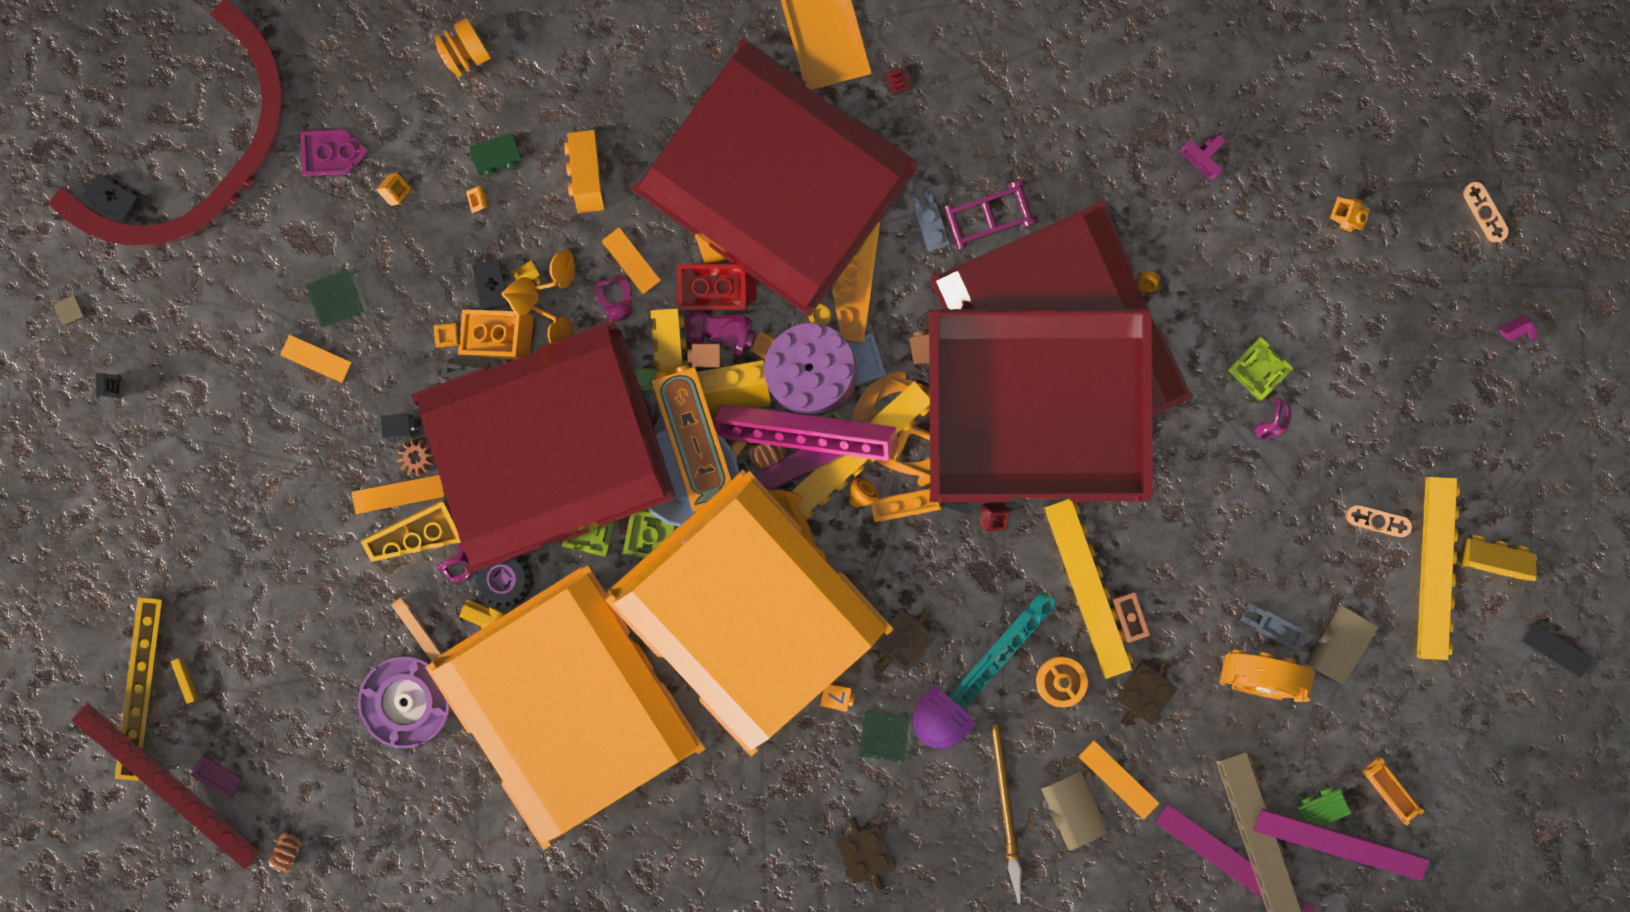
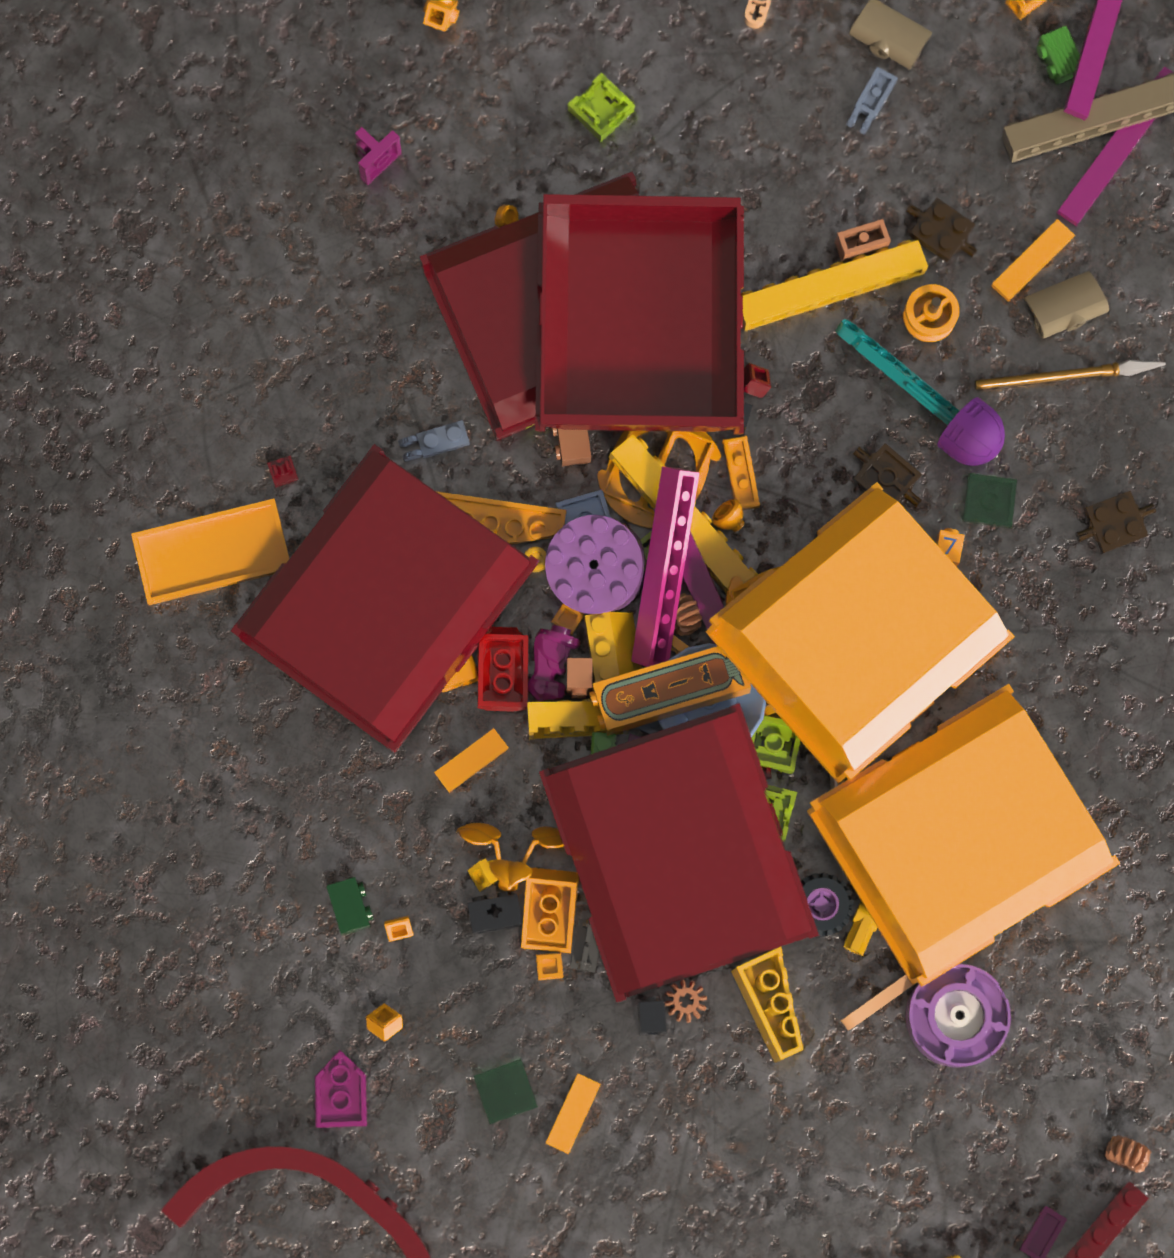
camera: 90 degrees left, 10 degrees down
(398, 494) = (726, 1022): light orange tile -> none
(461, 47) = (227, 937): light orange wheel -> none
(461, 557) = (797, 948): magenta piece -> none
(584, 171) = (371, 806): light orange wedge -> none
(620, 310) = (526, 774): magenta piece -> none
(1017, 188) = (439, 340): magenta piece -> none
(1267, 676) = (926, 99): light orange piece -> none
(1270, 430) = (665, 101): magenta piece -> none

